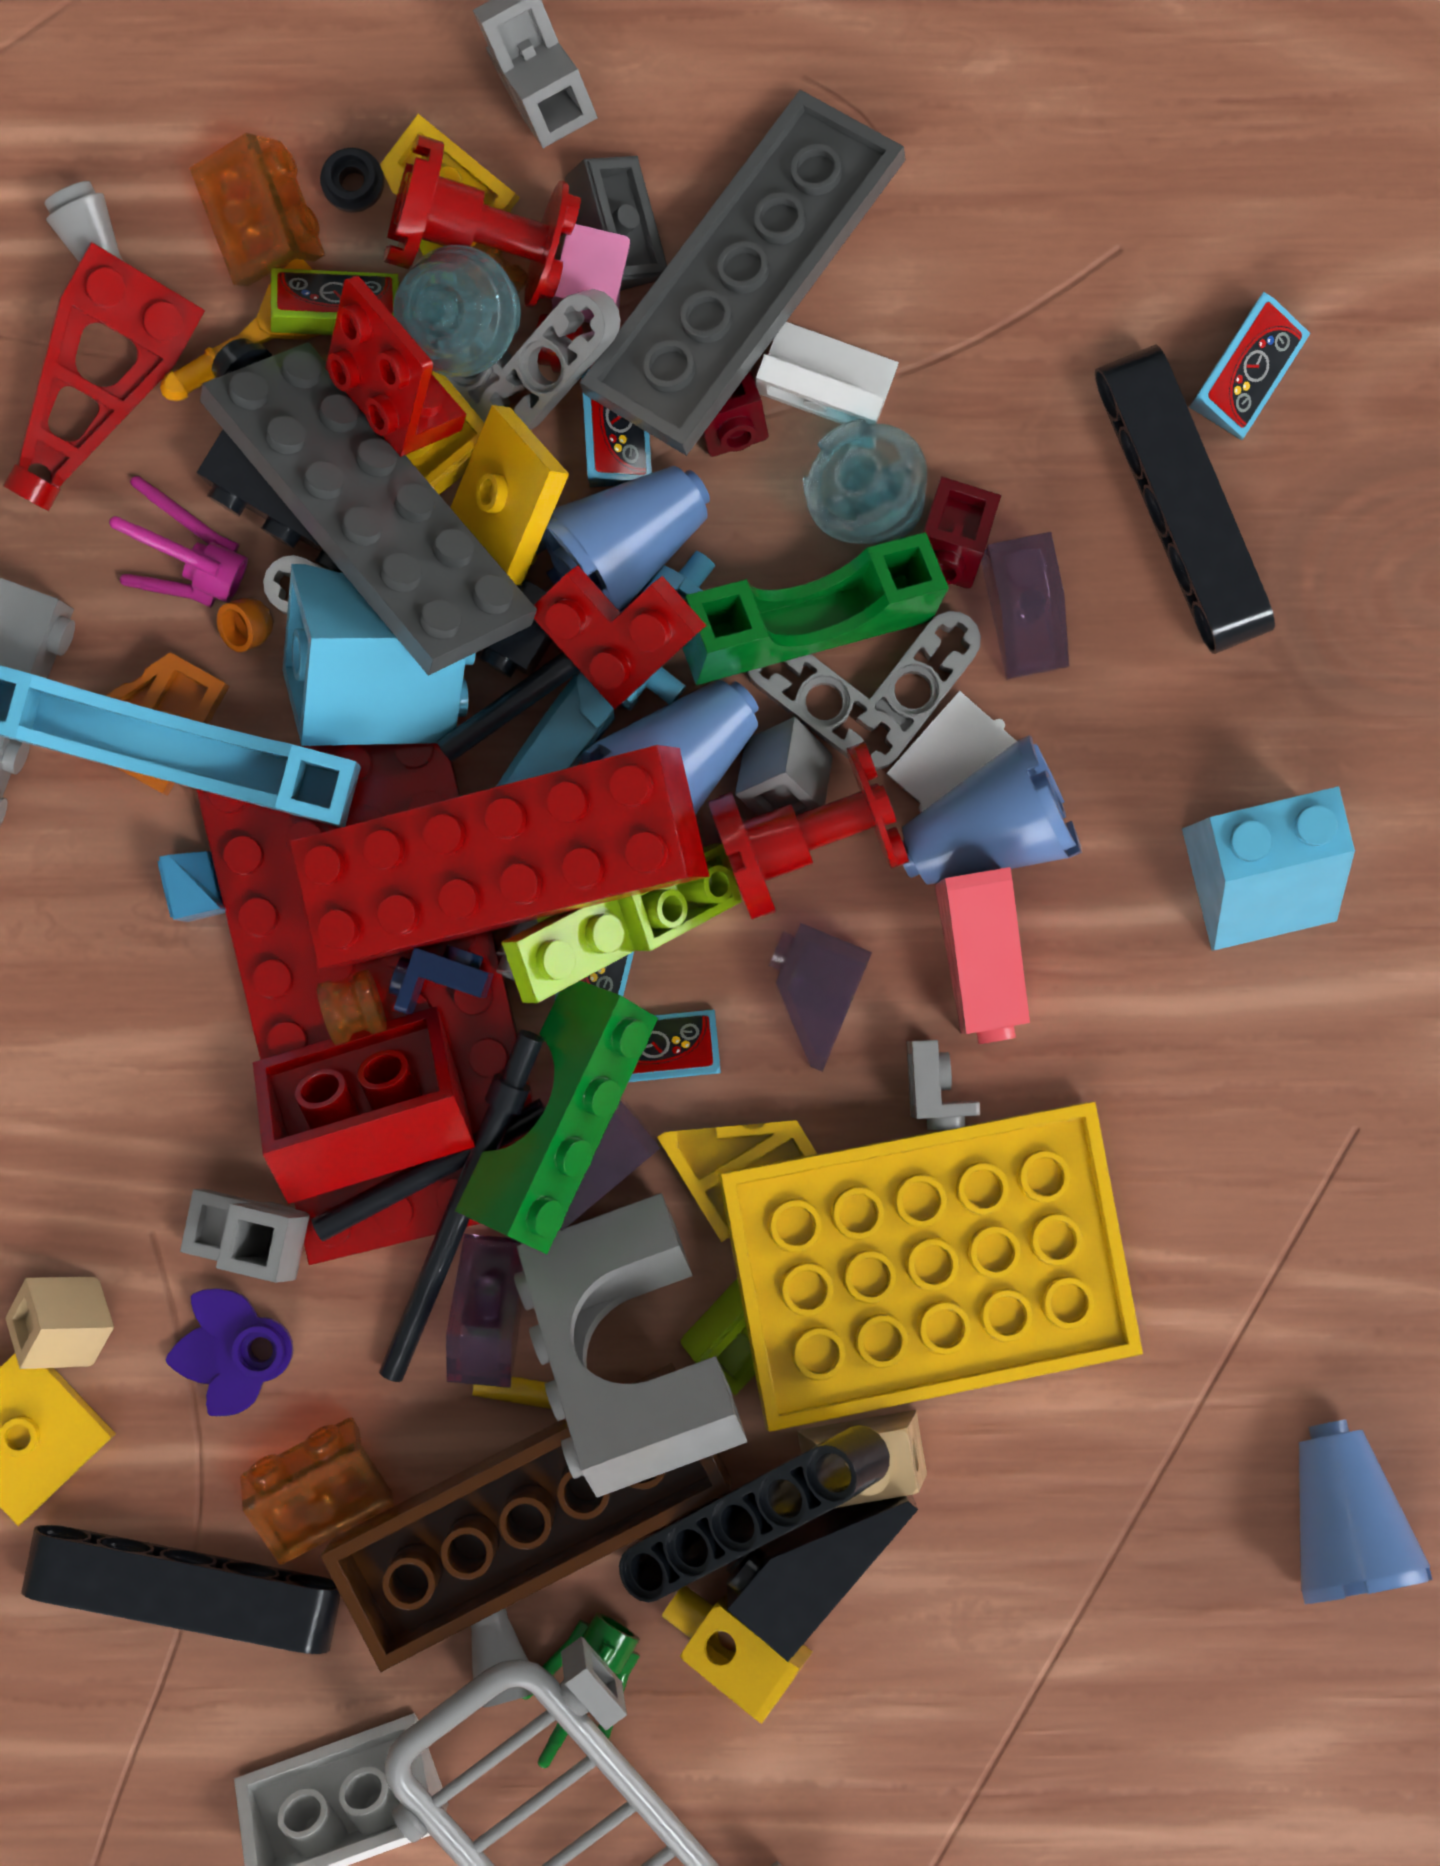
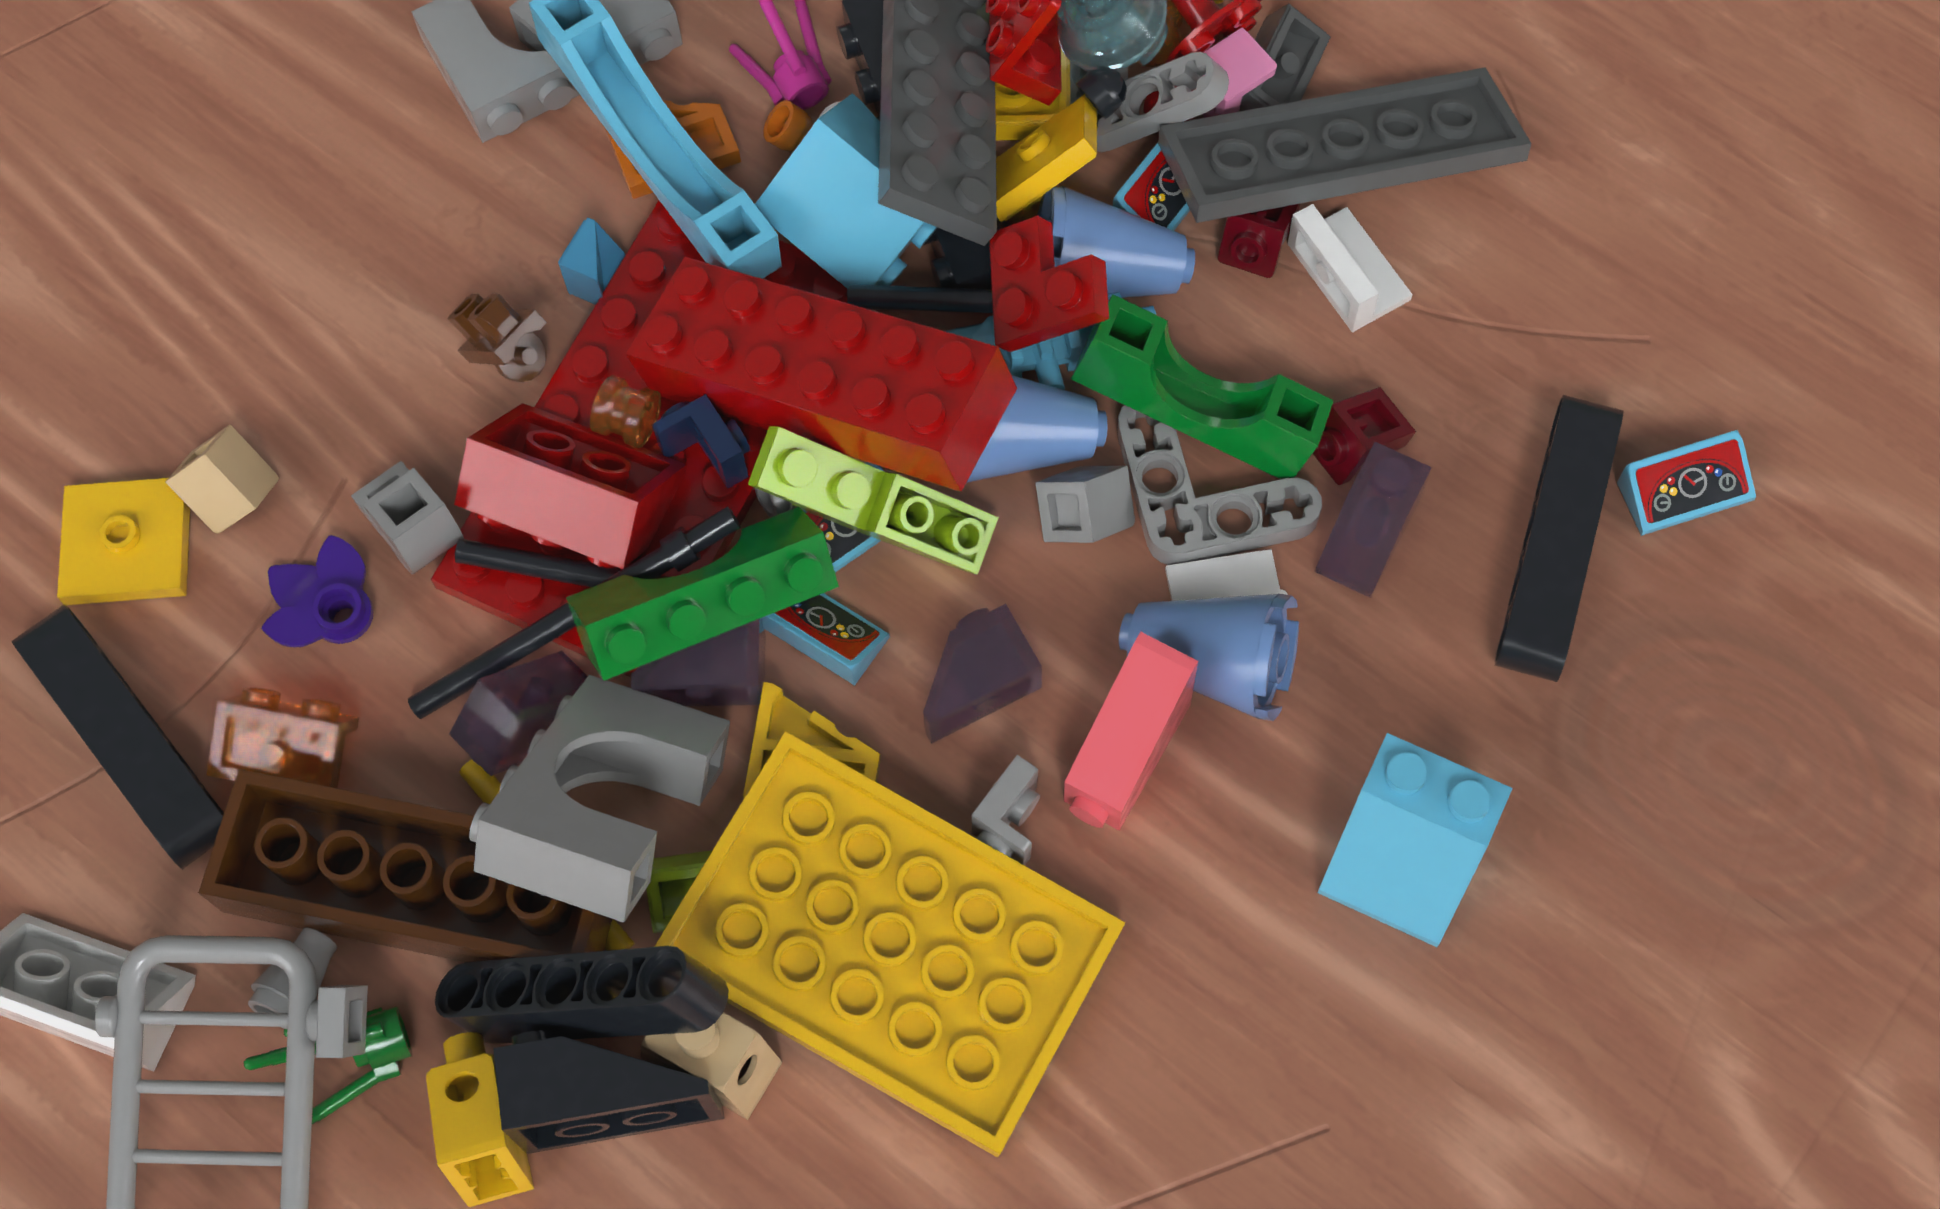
camera: 40 degrees right, 20 degrees down
(177, 1018) = (500, 336): none -> reddish brown hips
(504, 386) = (1104, 90): none -> black hinge
(783, 841) = (1043, 537): red piece -> none
(867, 483) = (1318, 341): clear light blue cone -> none

